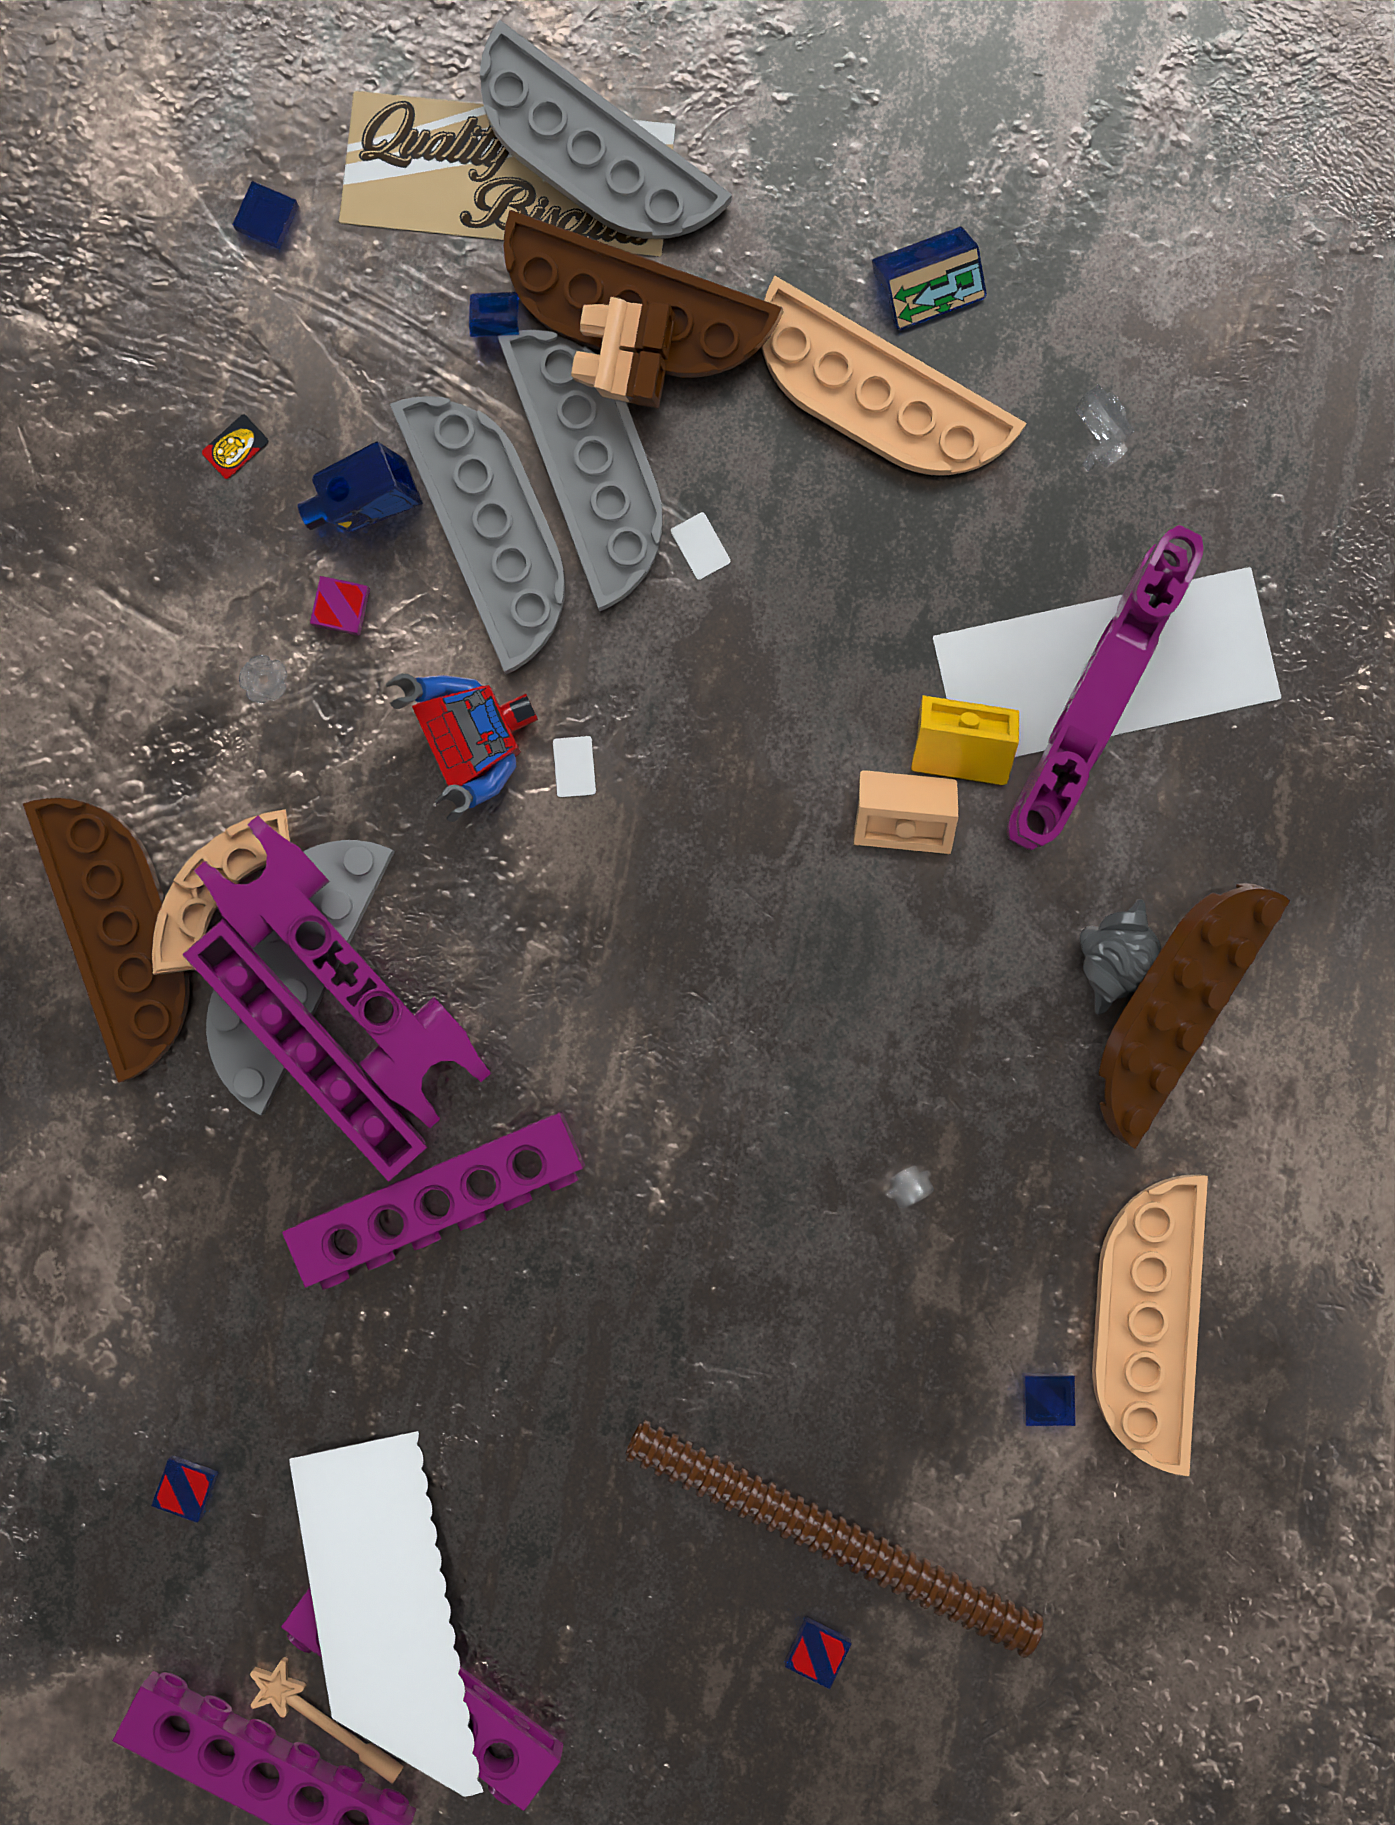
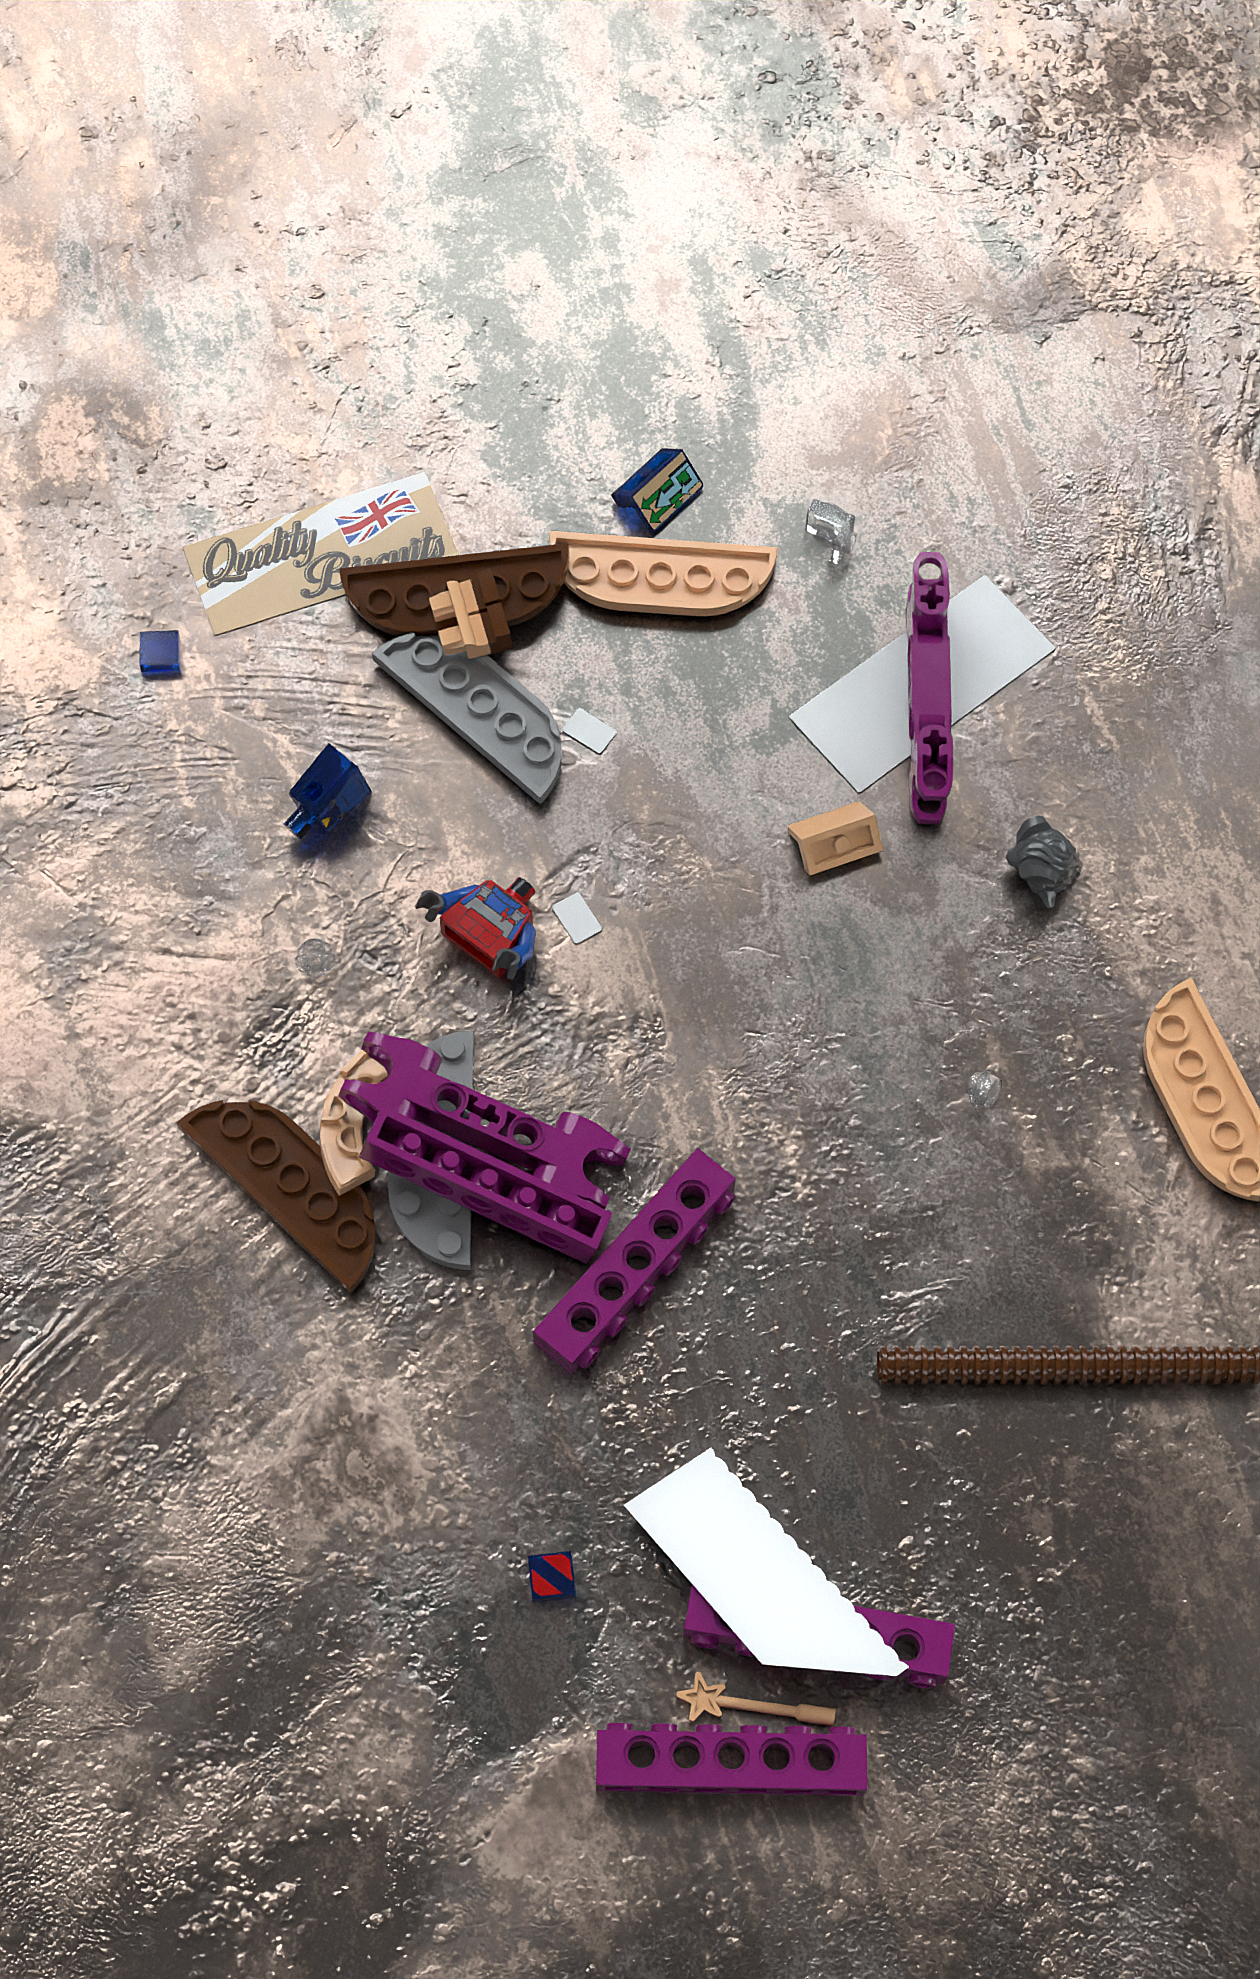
camera: 25 degrees left, 20 degrees down
(235, 446) = (212, 814): sticker -> none
(340, 605) = (346, 884): magenta tile -> none
(488, 522) = (428, 778): light grey plate -> none
(494, 314) = (361, 641): clear blue tile -> none
(590, 145) = (374, 506): light grey plate -> none
(817, 1652) = (1105, 1460): clear blue tile -> none
(966, 740) = (852, 770): yellow panel -> none
(1049, 1399) = (1170, 1192): clear blue tile -> none
(1181, 1003) = (1103, 871): reddish brown plate -> none

